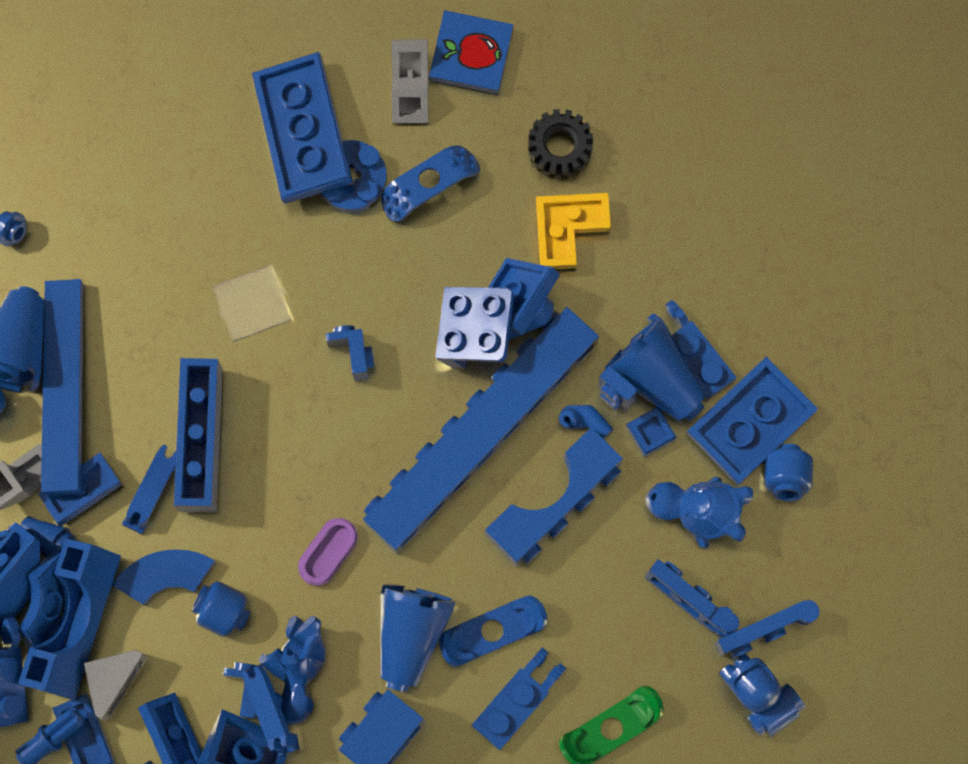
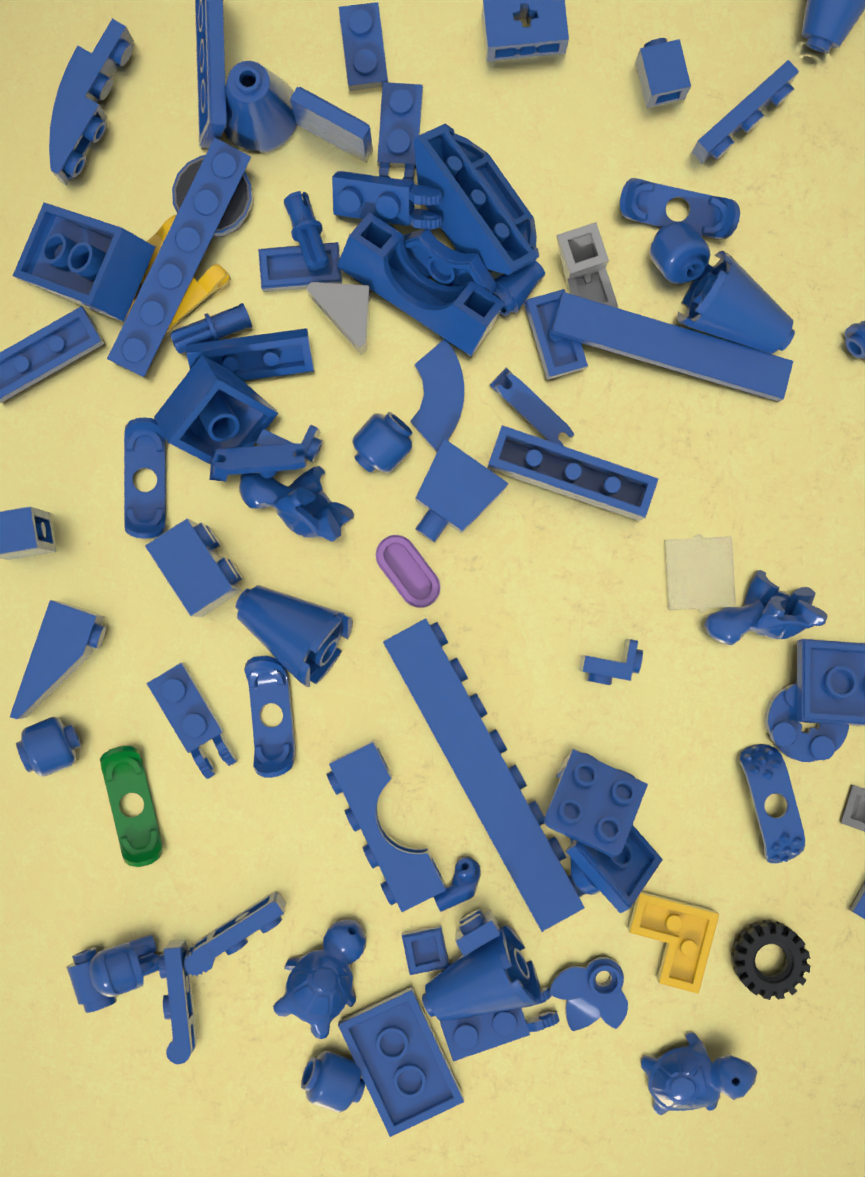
camera: 110 degrees right, 10 degrees up
(244, 531) = (455, 491): none -> blue torso
(269, 236) = (766, 613): none -> blue animal
(644, 283) = (588, 998): none -> blue plate
(681, 176) = (690, 1081): none -> blue animal

